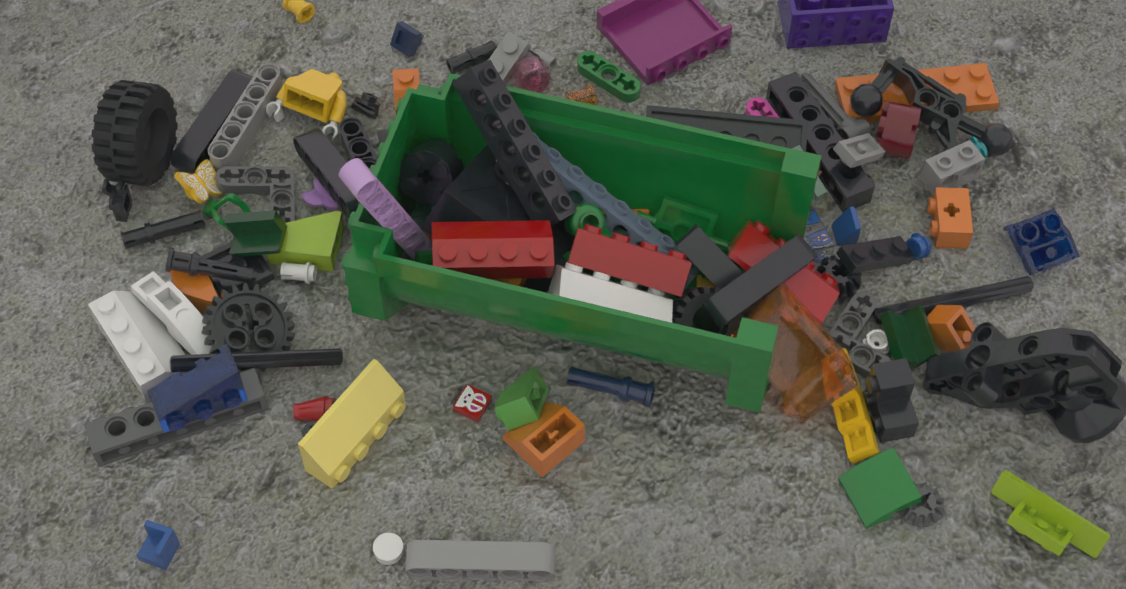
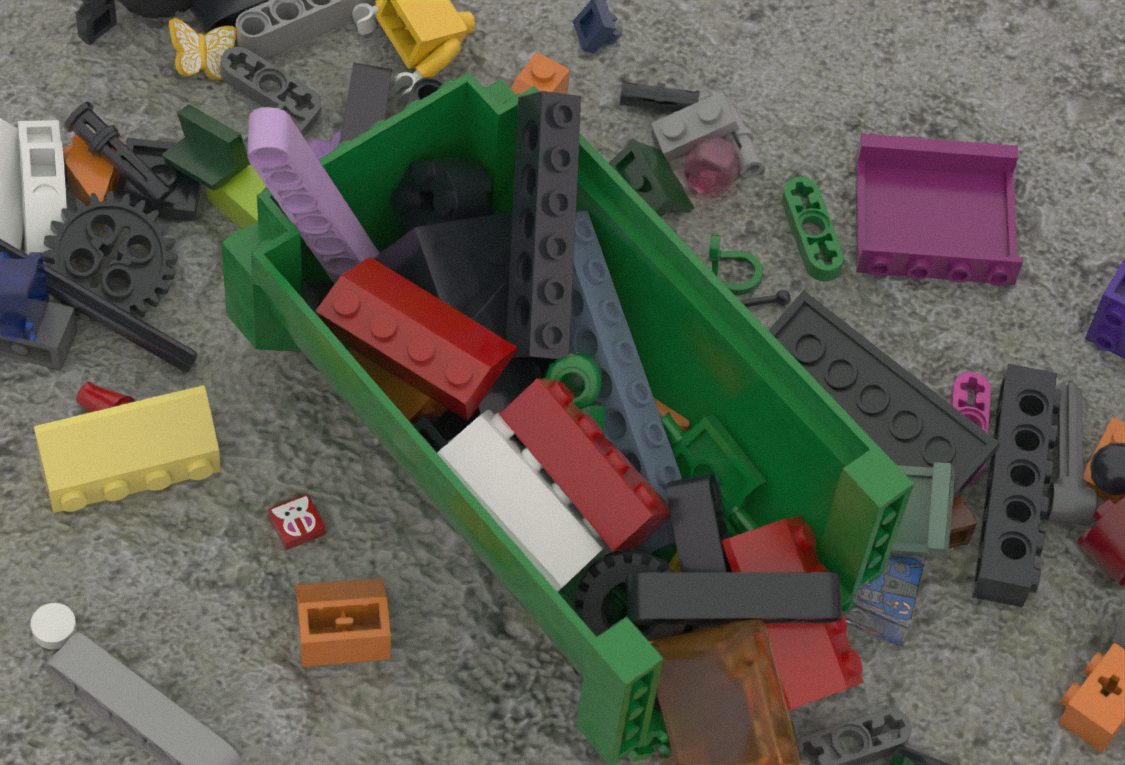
camera: 30 degrees right, 0 degrees up
(162, 229) = (105, 76): black pin -> none
(212, 206) = (197, 86): green piece -> none
(303, 272) = (220, 223): white pin -> none
(366, 104) = (481, 70): black plate -> none
(522, 400) = (353, 556): bright green slope -> none
(585, 95) = (751, 234): clear orange bush -> none
(624, 388) = (491, 627): dark blue pin -> none
(847, 227) = (954, 619): blue slope -> none
(847, 282) = (887, 674): black gear -> none
(859, 150) = (1046, 526): light grey plate -> none
(875, 254) = (957, 676): black plate -> none
(919, 245) = (1030, 705): blue plate -> none

